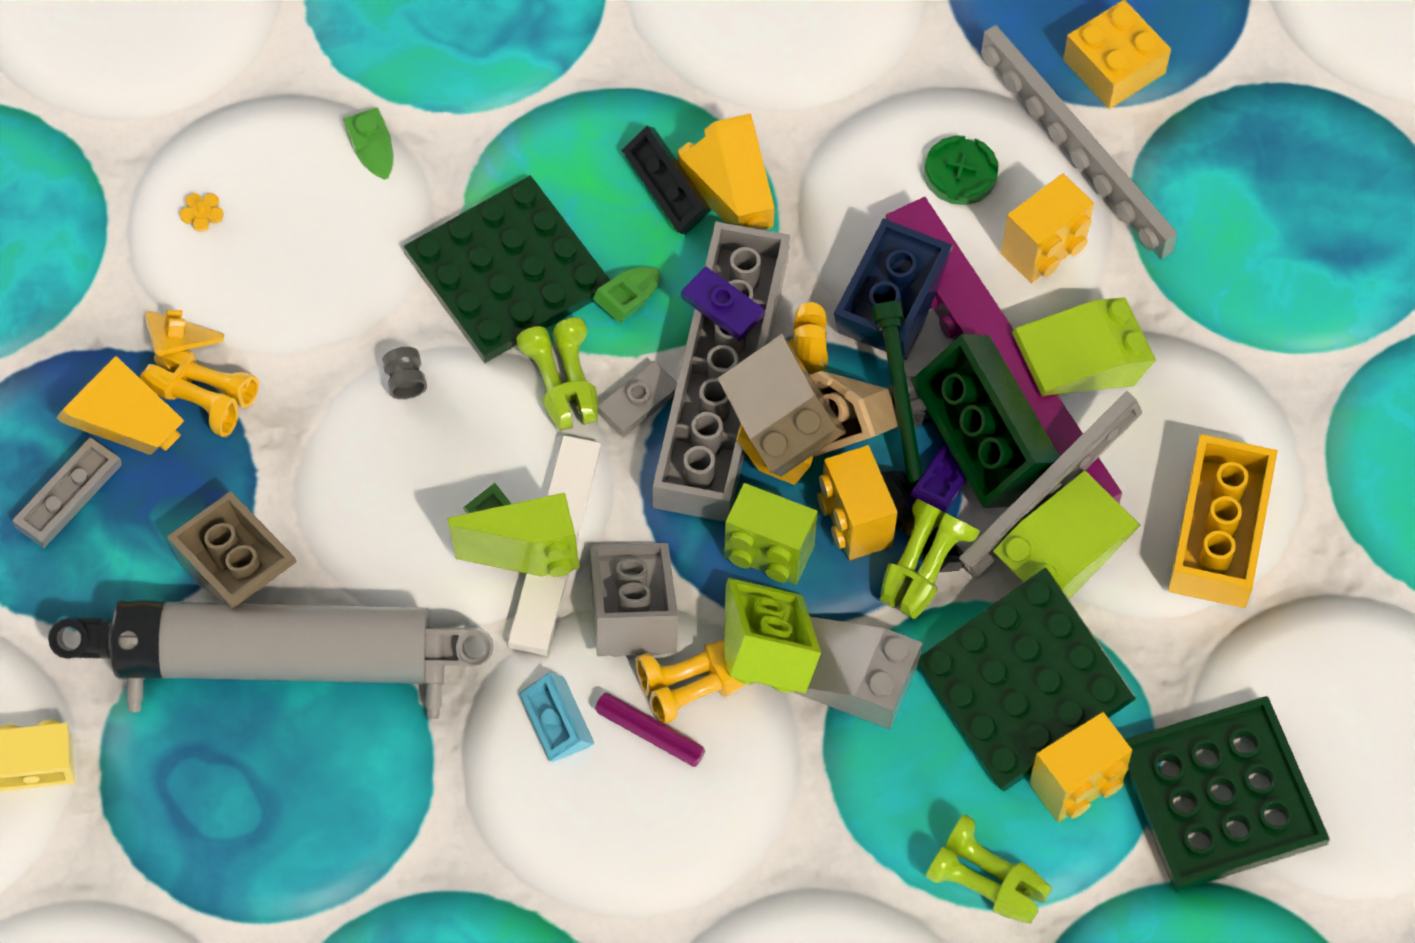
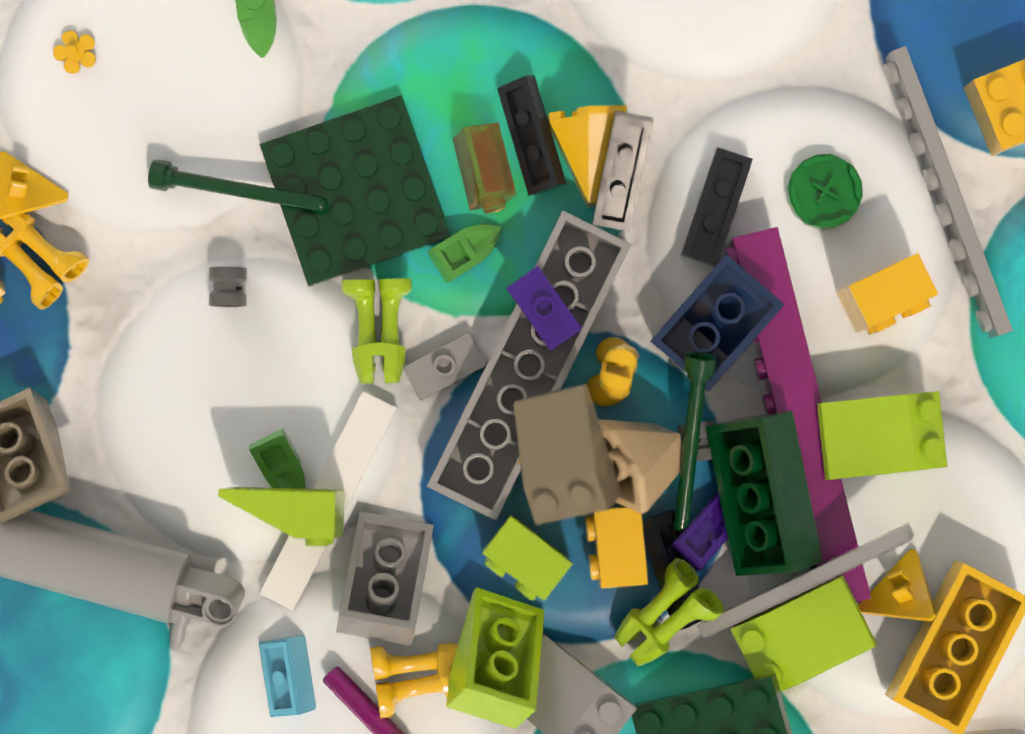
camera: 15 degrees right, 25 degrees up
(318, 292) = (165, 176): none -> dark green piece
(628, 212) = (484, 167): none -> clear orange brick
(762, 170) = (622, 170): none -> plate
(861, 199) = (716, 207): none -> black plate
(1153, 487) = (902, 592): none -> yellow piece

